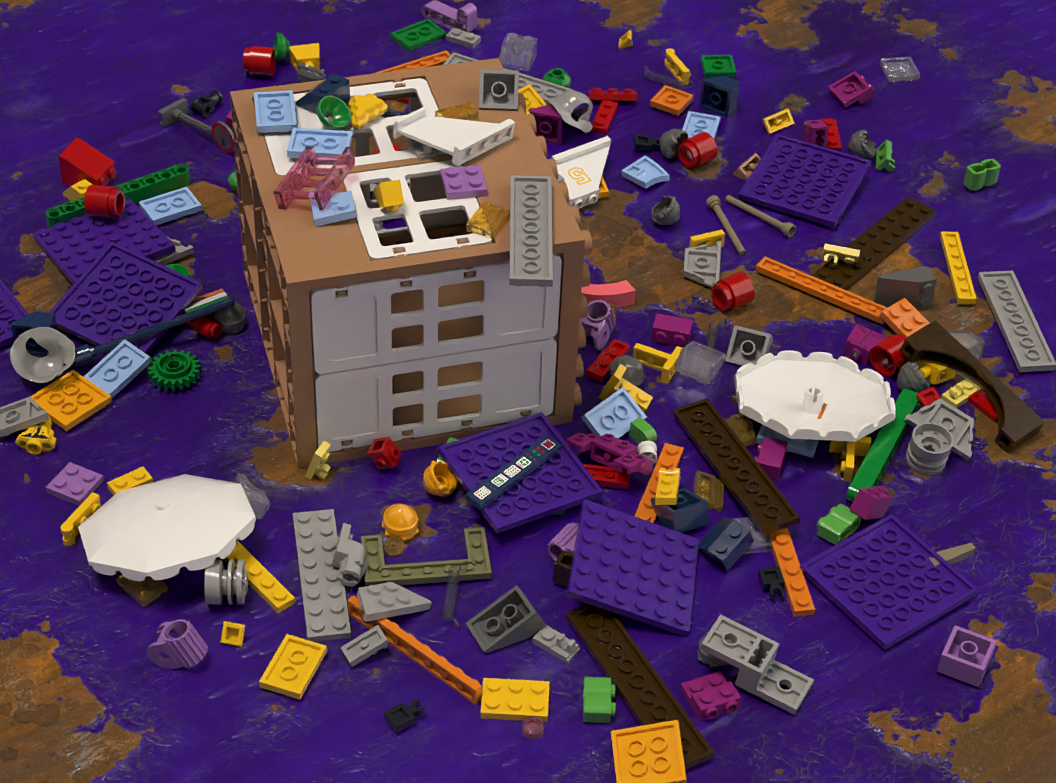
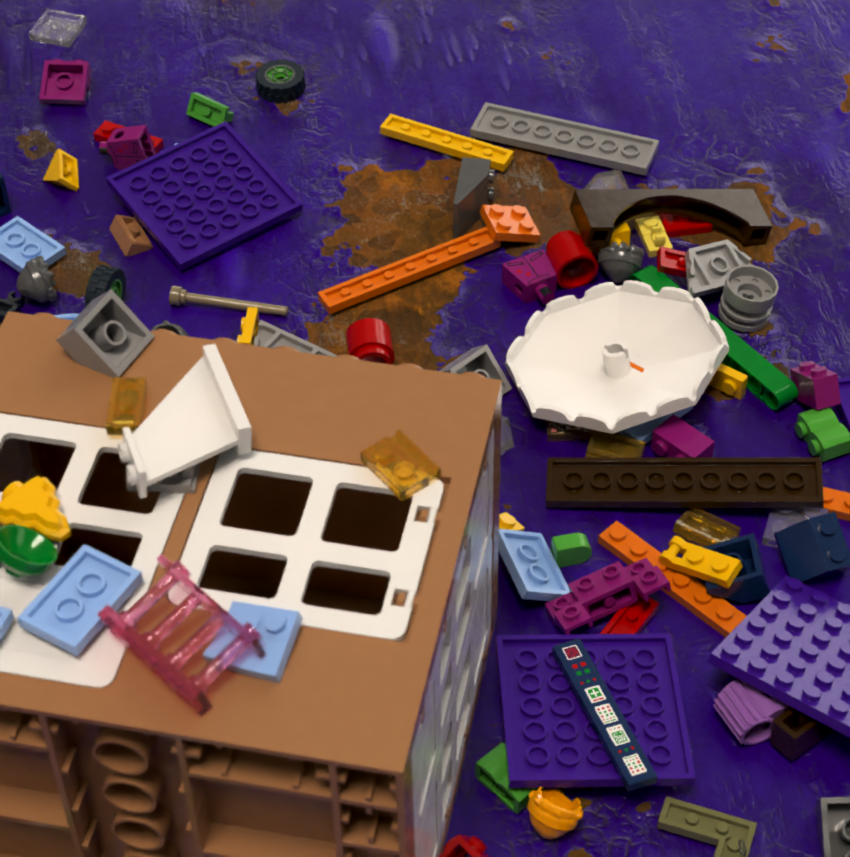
camera: 60 degrees left, 5 degrees up
(389, 195) = (279, 556): yellow slope -> none
(463, 182) = (291, 460): medium lavender plate -> none
(531, 231) = (461, 426): light grey plate -> none
(648, 449) = (607, 556): white wheel -> none
(682, 170) = (103, 280): none -> black wheel
(697, 150) = (71, 263): red piece -> none
(787, 229) = (274, 251): dark tan piece -> none
(837, 252) = (367, 225): light yellow plate -> none
(861, 145) = (180, 120): dark grey hair -> none
(878, 243) = (356, 191): dark brown plate -> none
(943, 175) = (280, 81): none -> black wheel
(981, 174) = (309, 49): bright green brick -> none

